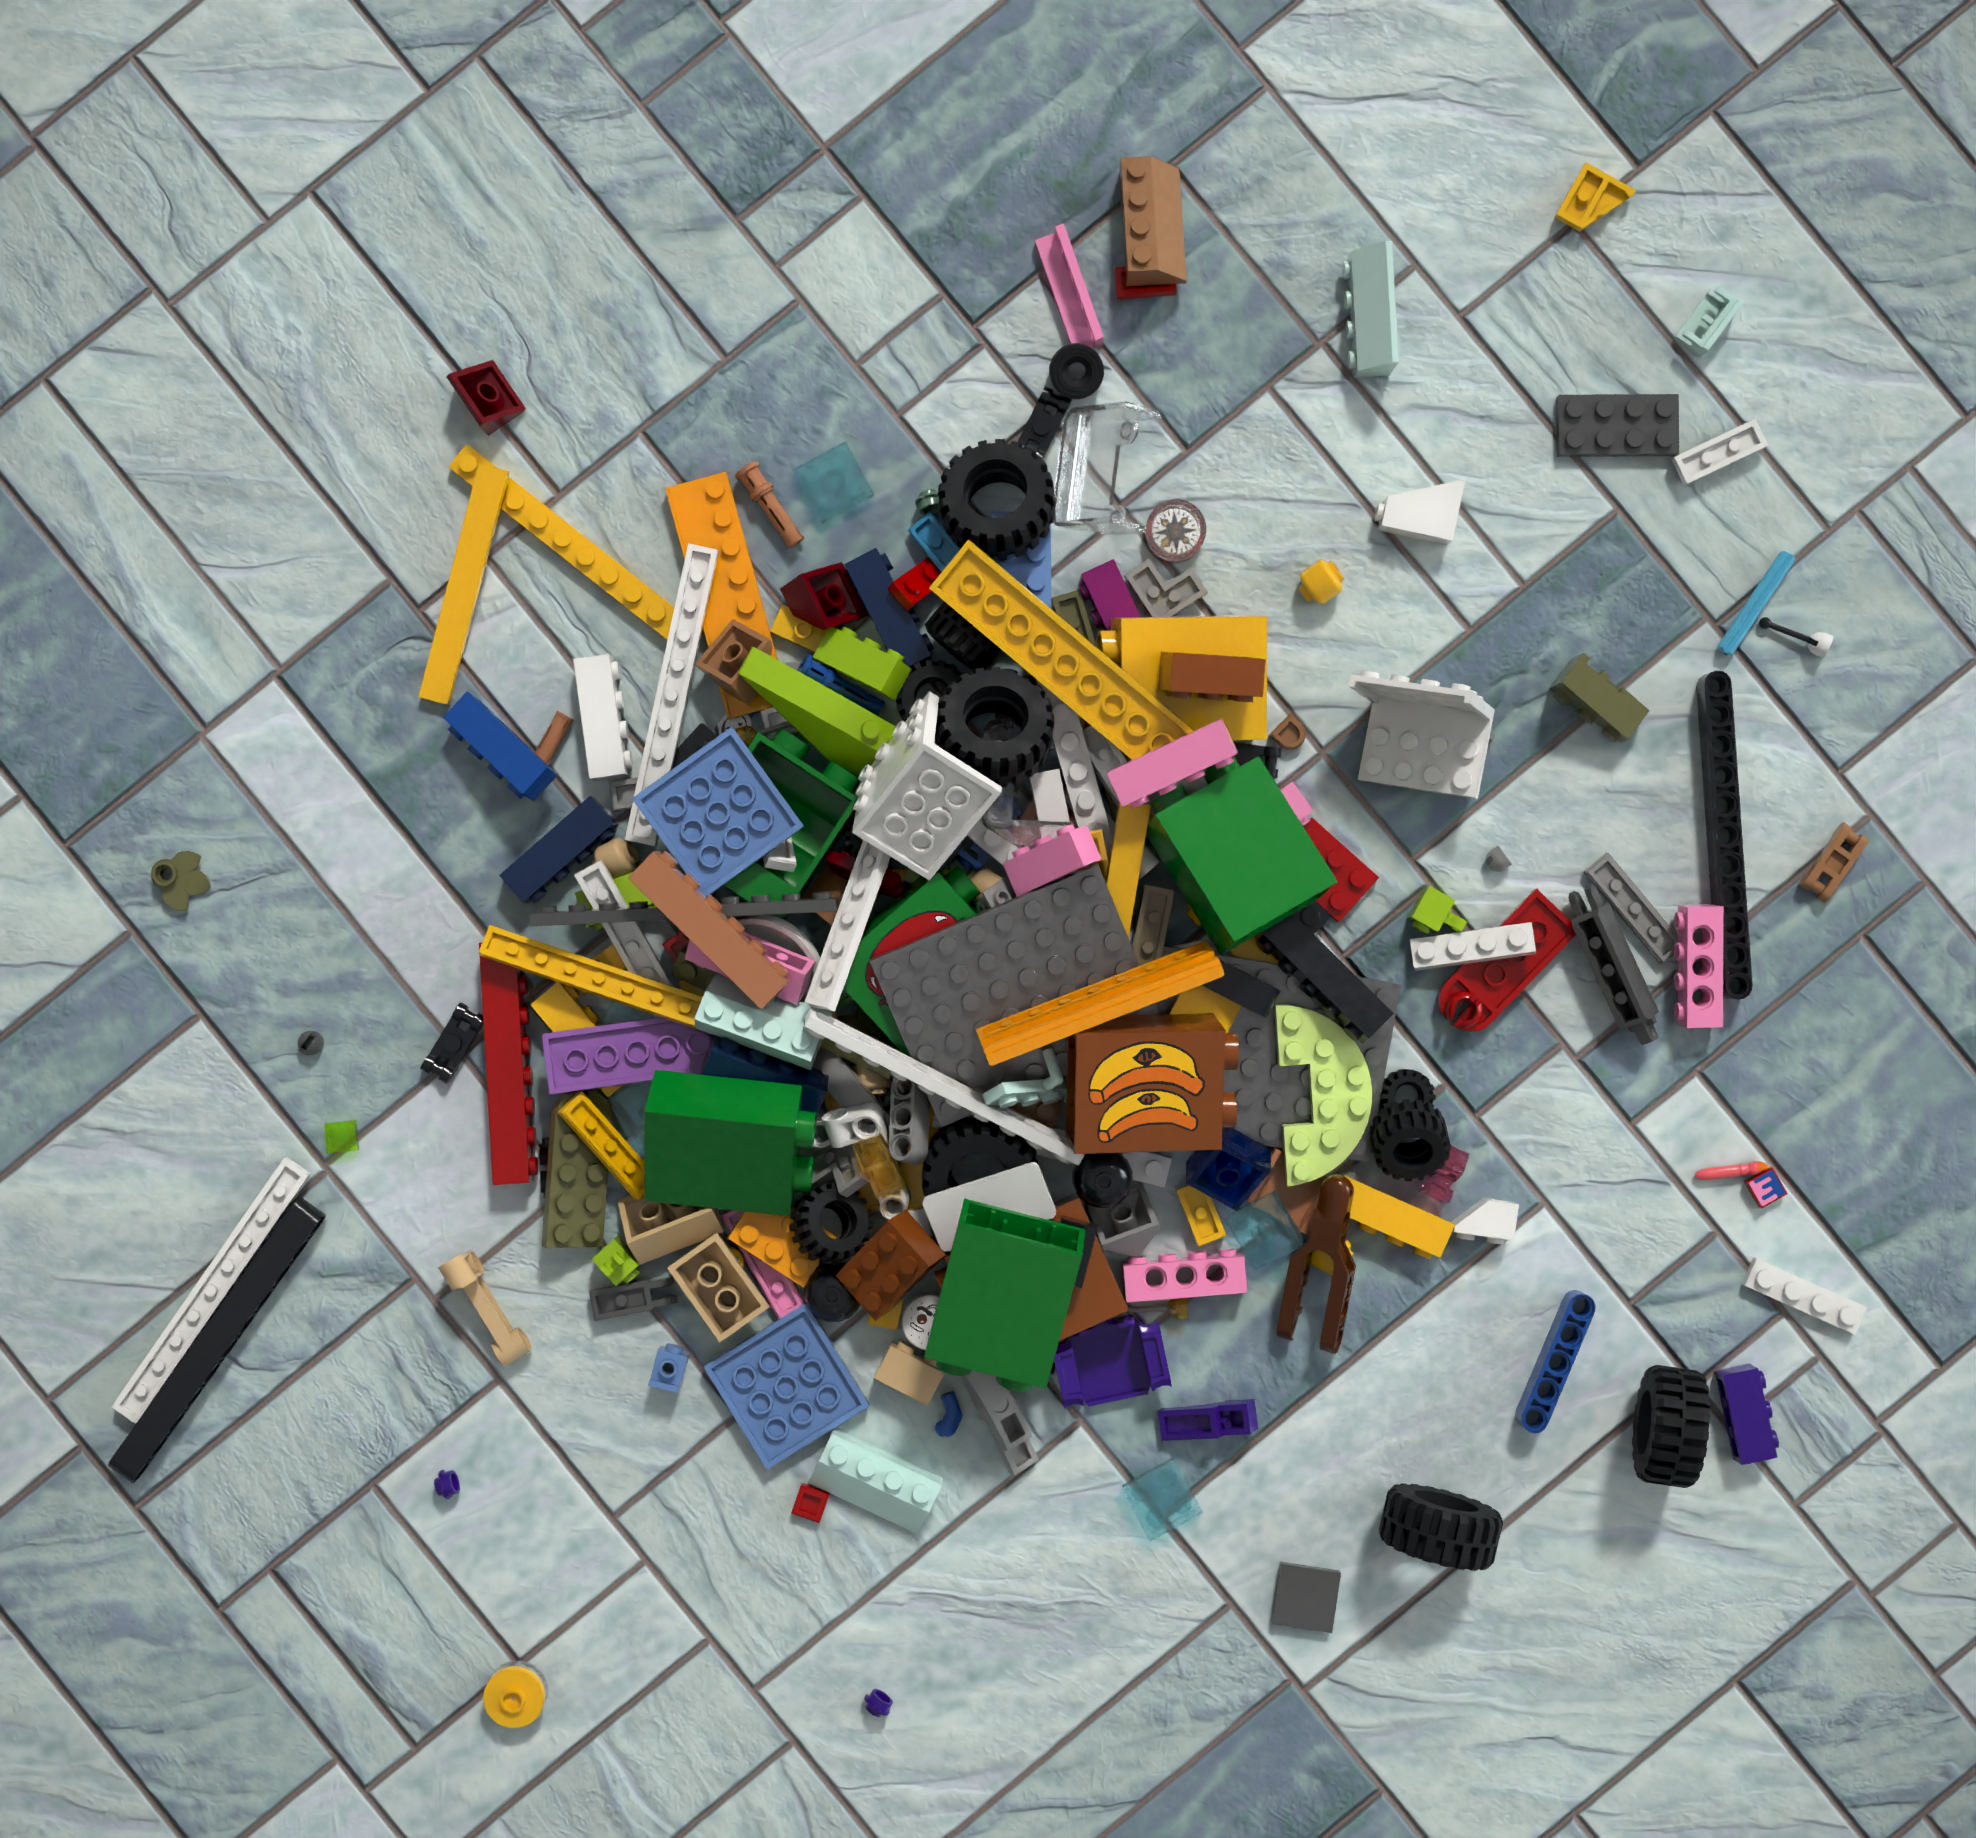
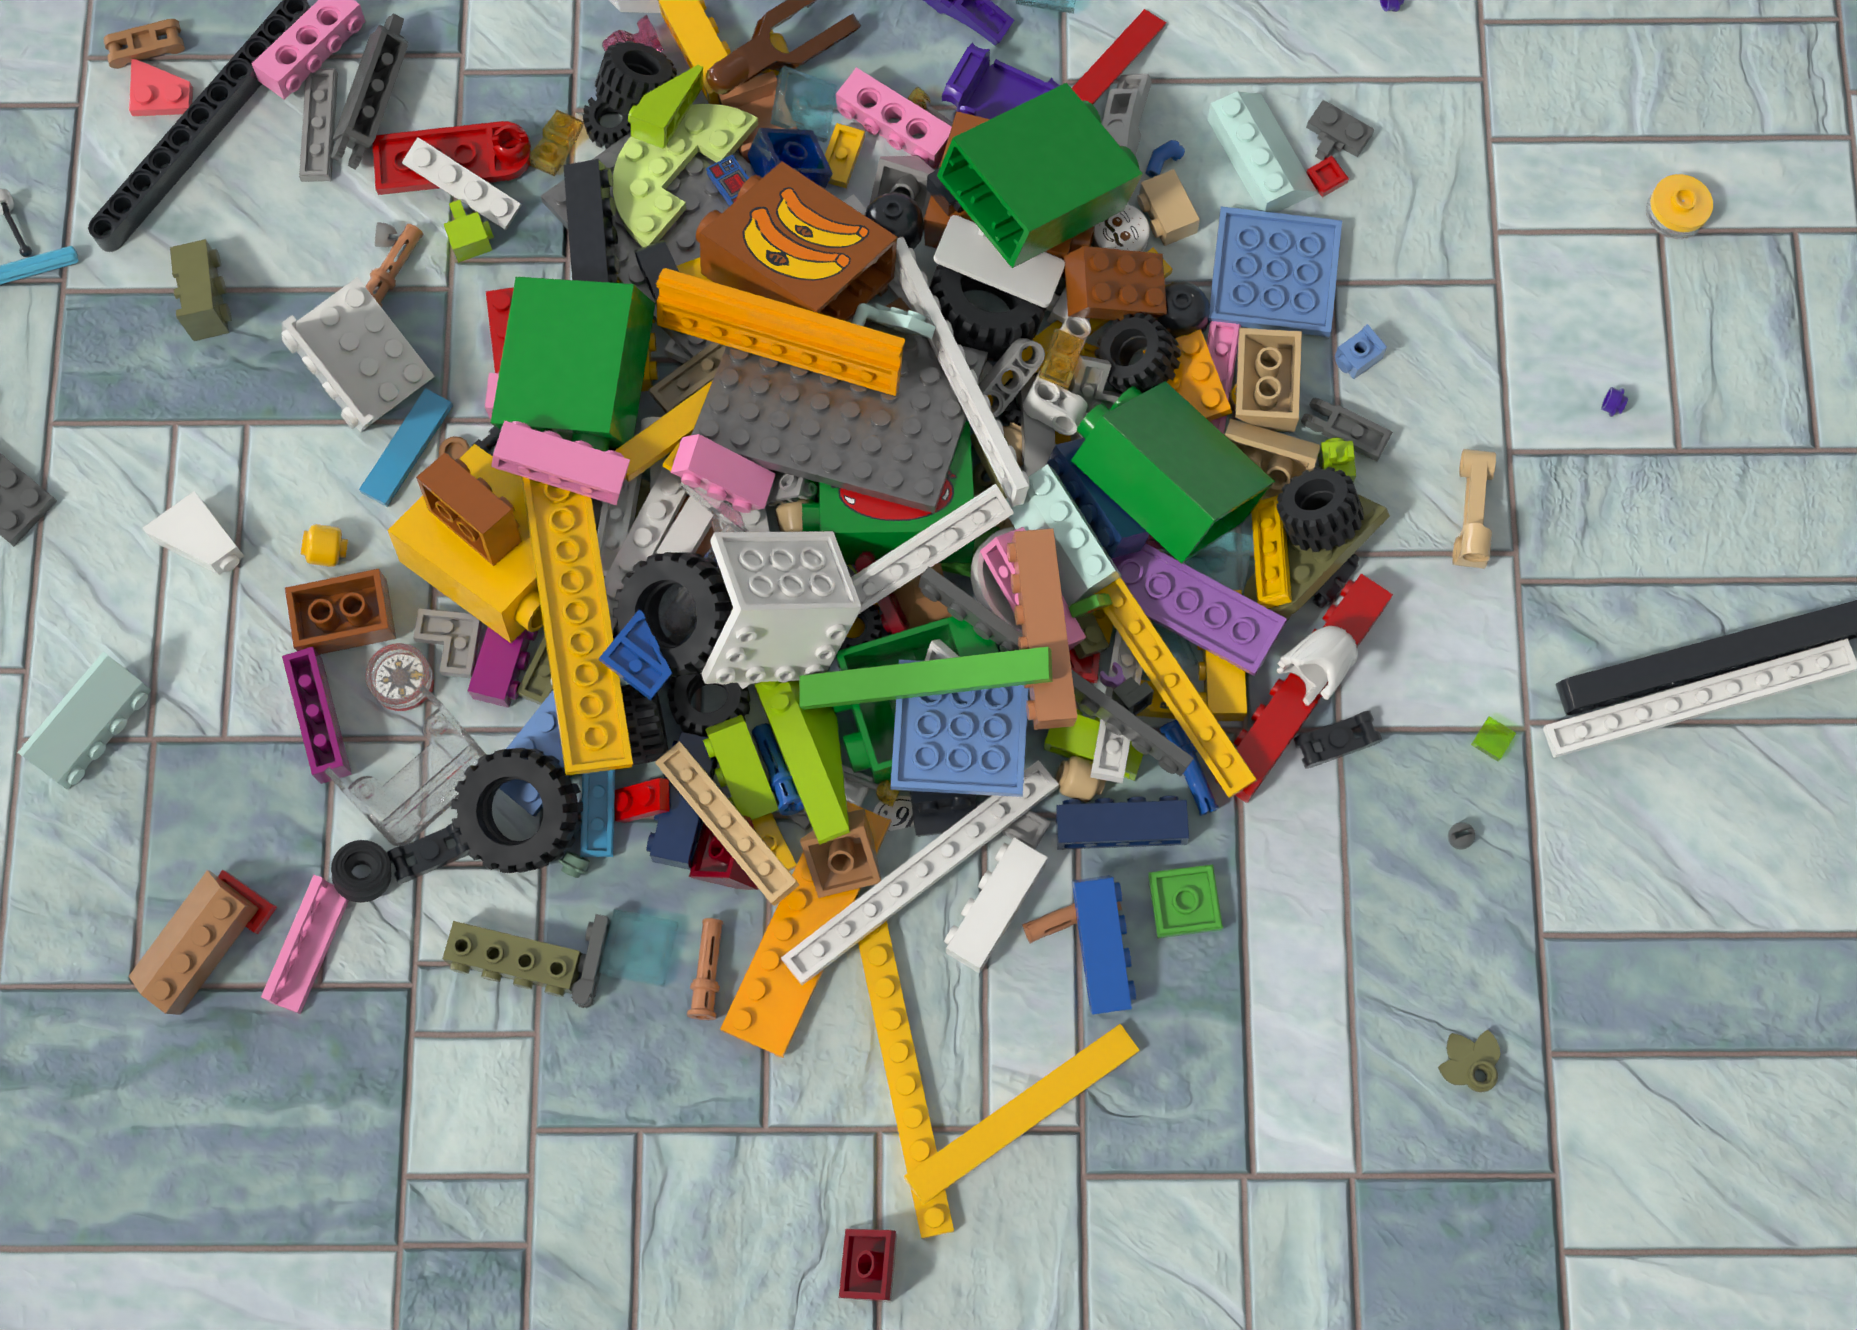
camera: 140 degrees left, 15 degrees down
(470, 831) = (1185, 901): none -> bright green plate
(501, 1088) = (1321, 659): none -> white hair
(542, 933) = (1193, 774): none -> blue pin
(614, 1210) = (1320, 509): none -> black tyre
(618, 940) = (1128, 692): none -> pearl dark grey piece
(699, 984) = (1090, 605): none -> bright green tile
(767, 823) = (926, 678): none -> bright green tile
(831, 1549) = (1338, 131): none -> dark grey hinge
(833, 609) = (727, 824): none -> tan plate
(856, 441) = (590, 963): none -> dark grey hinge
(914, 400) = (512, 958): none -> olive brick
(989, 665) = (637, 657): none -> blue wing
(1051, 1459) = (1118, 56): none -> red piece
(1208, 452) = (316, 714): none -> magenta brick
(1260, 540) = (340, 612): none -> dark orange brick
(1260, 1114) = (728, 178): none -> tile
(1330, 708) = (406, 447): none -> dark azure tile
(1361, 1128) = (665, 107): none -> lime slope
(1434, 1043) = (556, 143): none -> clear yellow slope
(1467, 825) = (385, 280): none -> nougat pin
(1785, 832) = (157, 91): none -> coral wing

